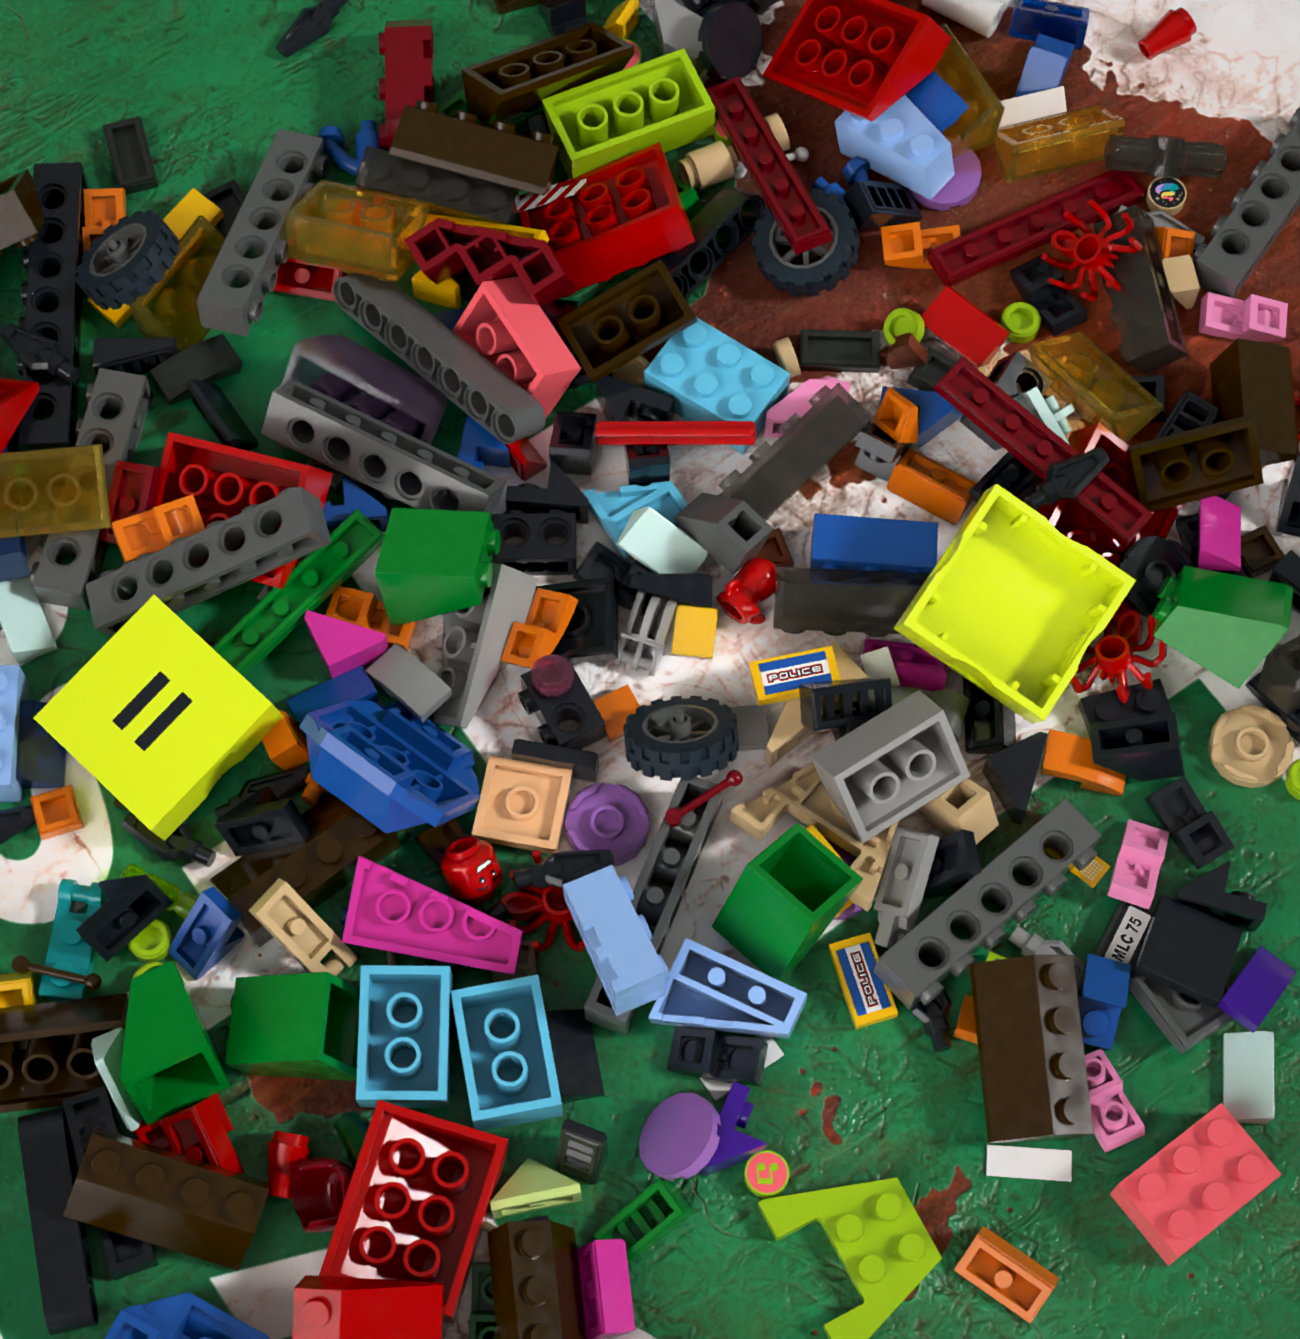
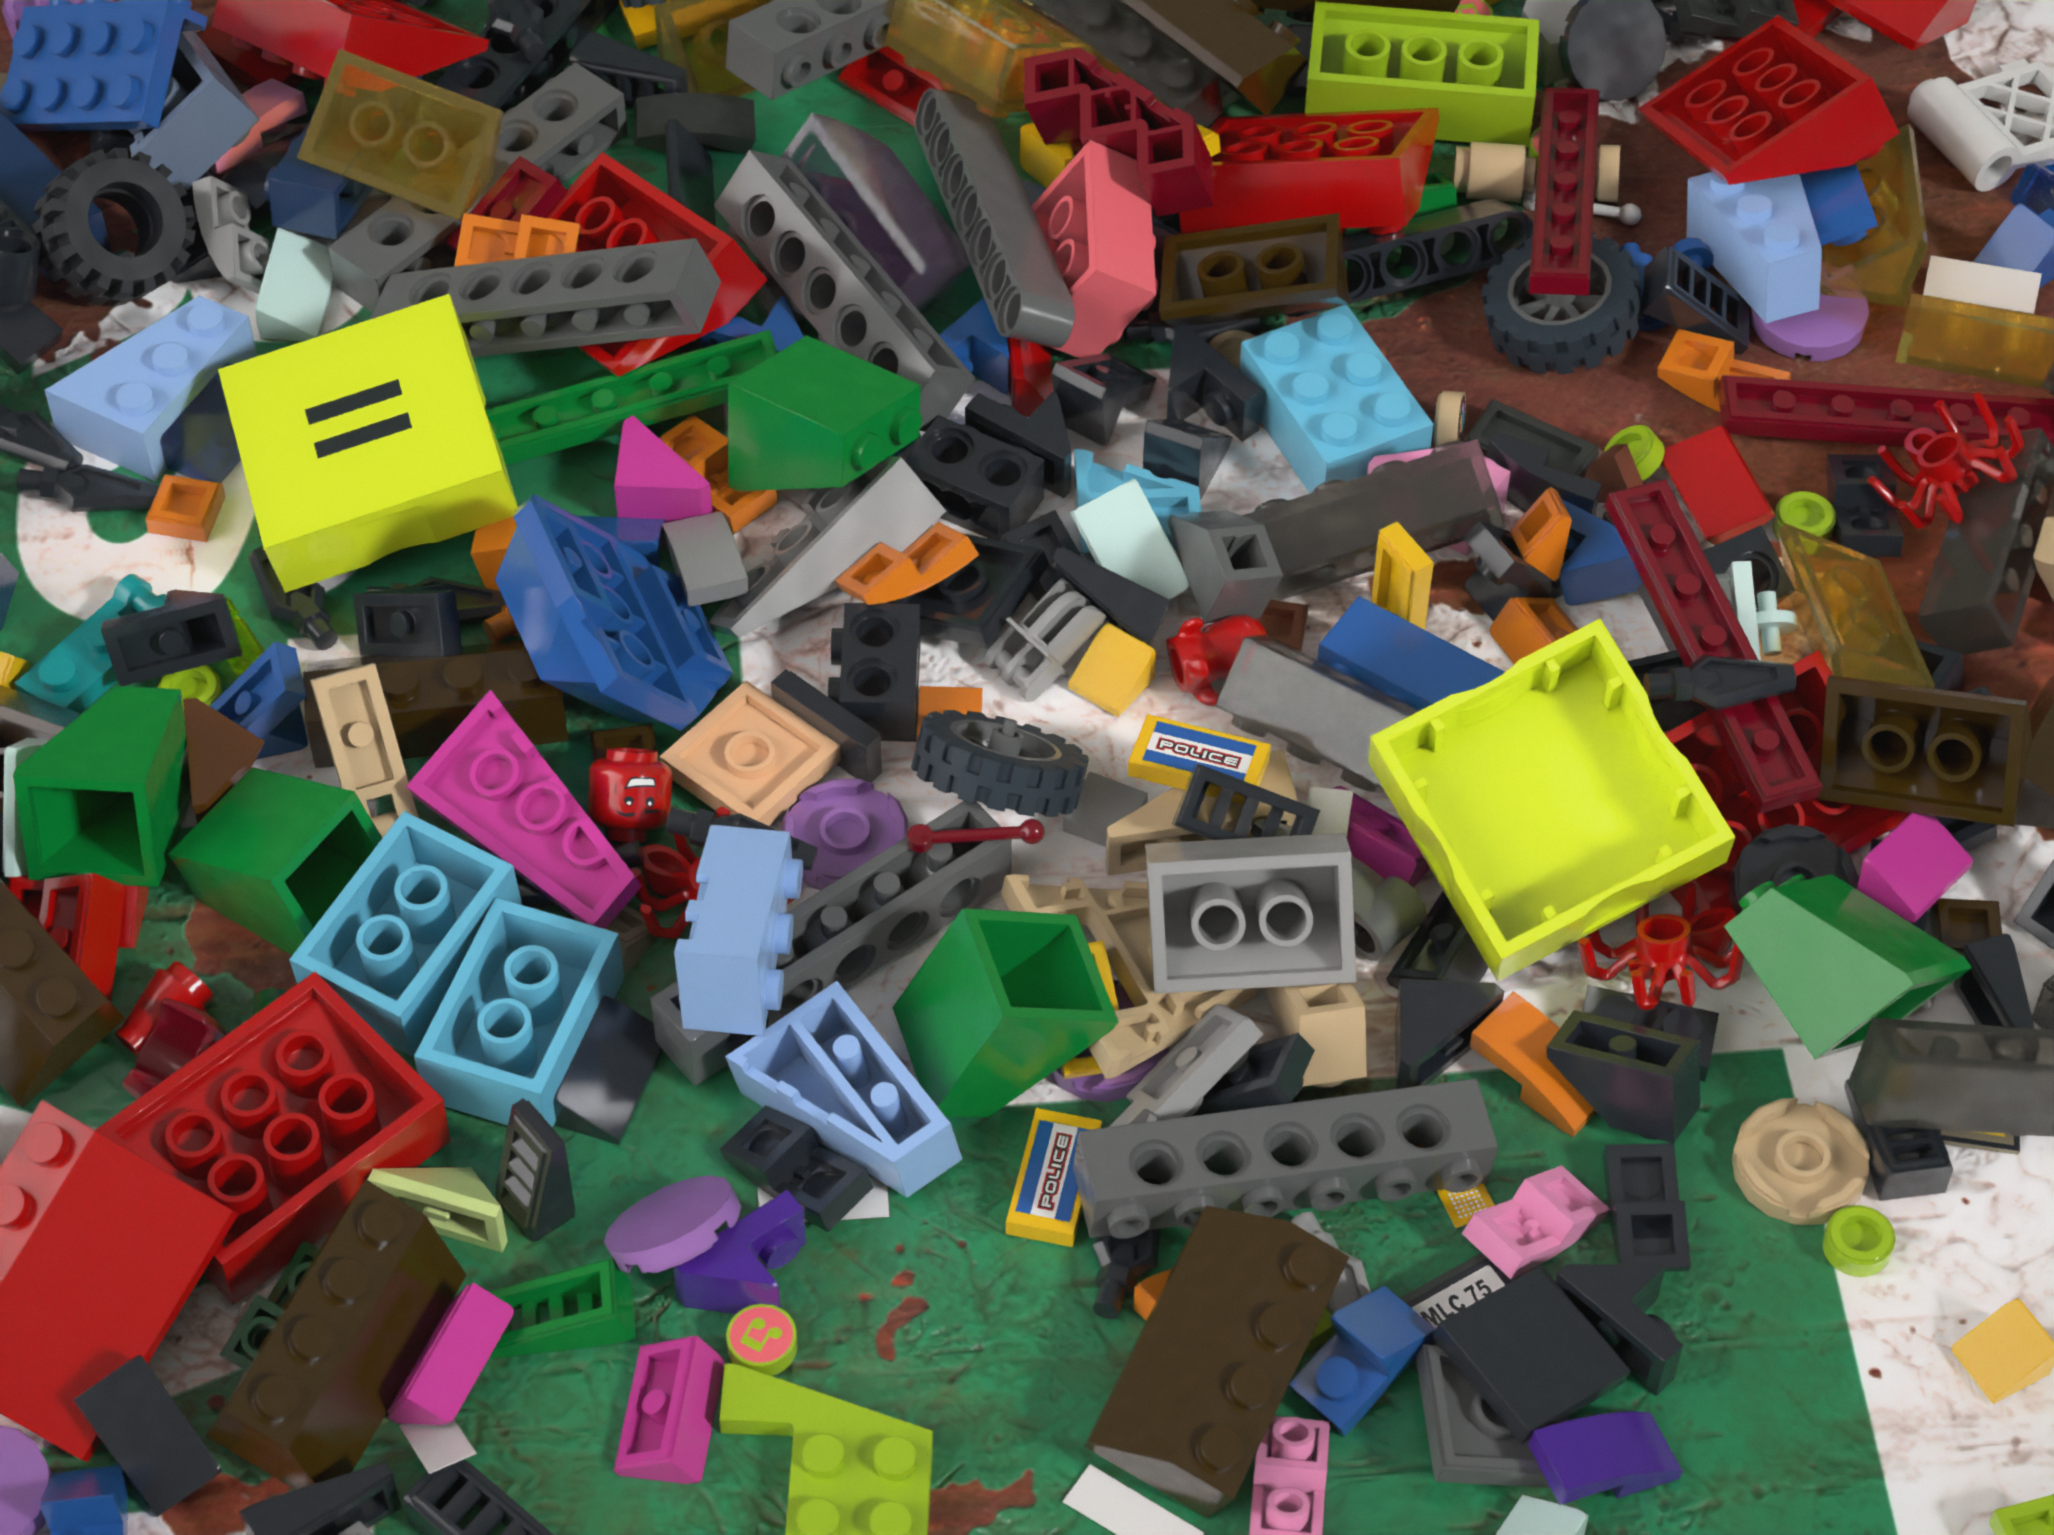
camera: 30 degrees right, 15 degrees down
(22, 965) = (17, 637): dark brown hinge -> none
(209, 981) = (217, 754): none -> reddish brown slope
(532, 200) = (1260, 118): sticker -> none
(552, 675) = (882, 613): clear pink plate -> none
(674, 433) = (1235, 425): red axle -> none
(742, 1246) = (670, 1411): none -> dark pink slope
(834, 491) = (1402, 575): none -> yellow tile
(865, 380) = (1532, 476): none -> black slope

